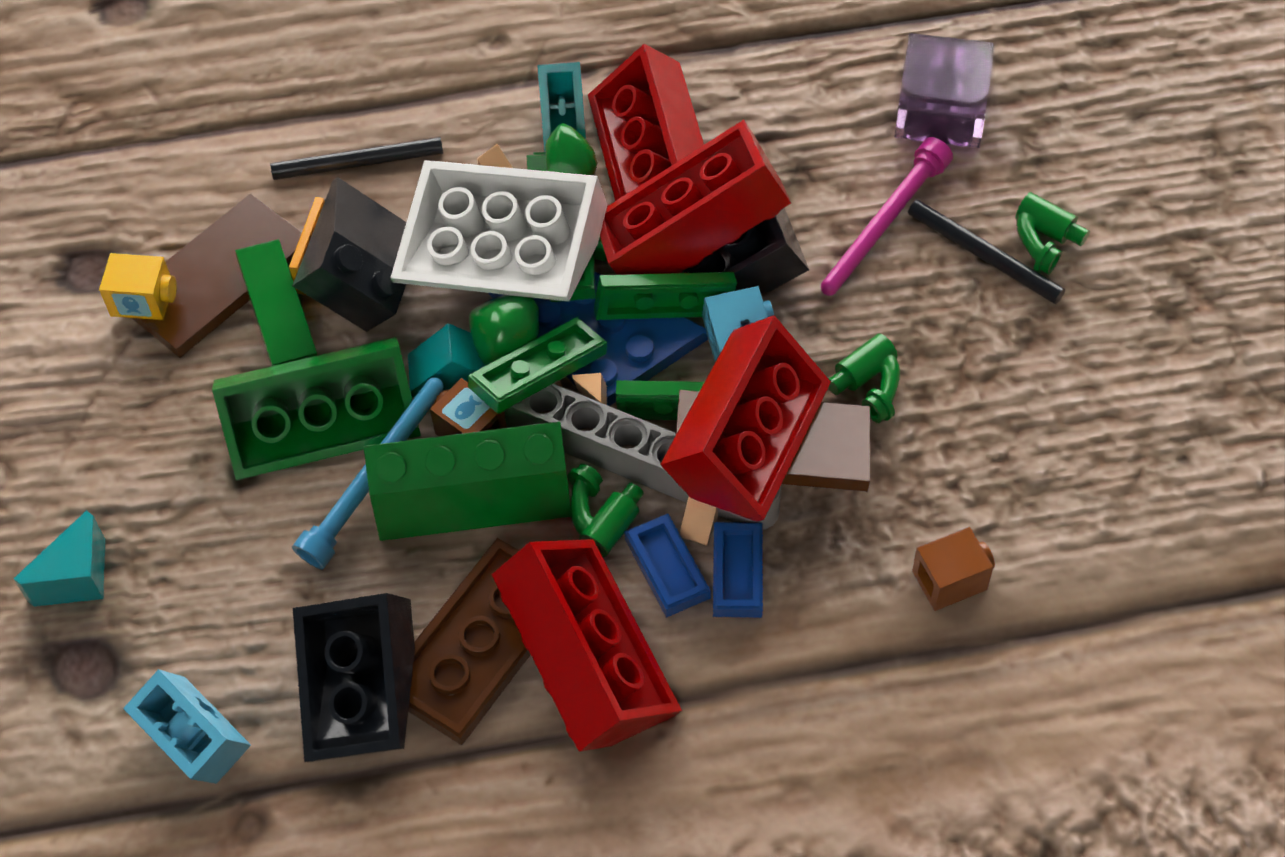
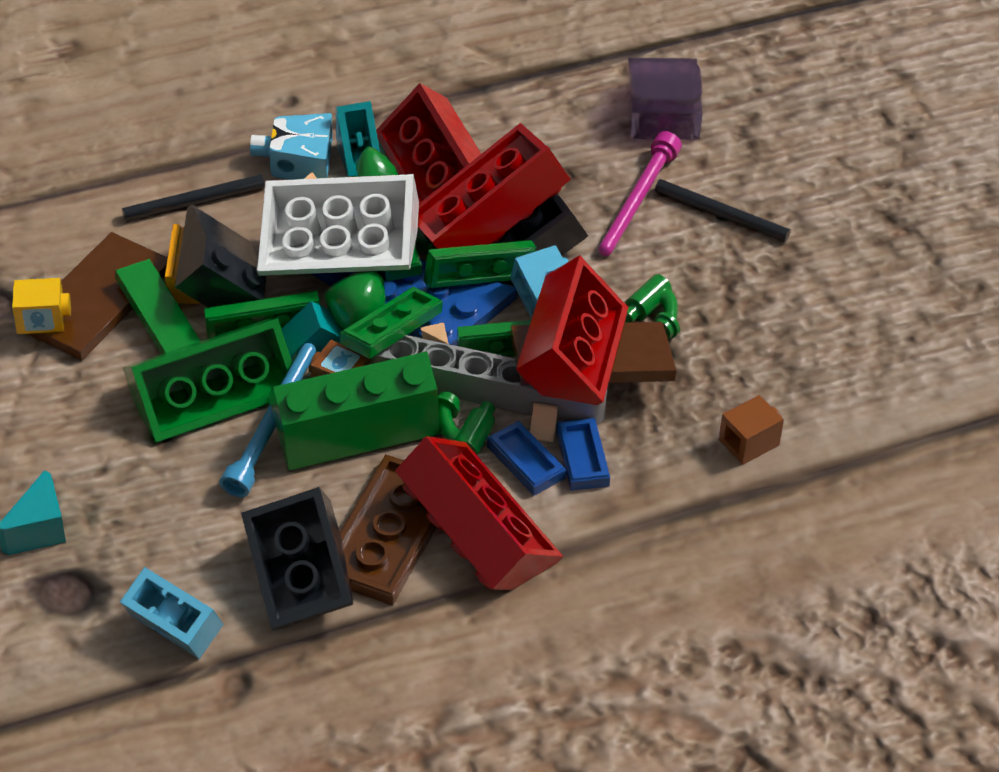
camera: 15 degrees left, 10 degrees down
(409, 327) = (235, 316): none -> green tile
(491, 107) = (297, 146): none -> medium azure torso
(1049, 219) = (760, 181): green plant -> none

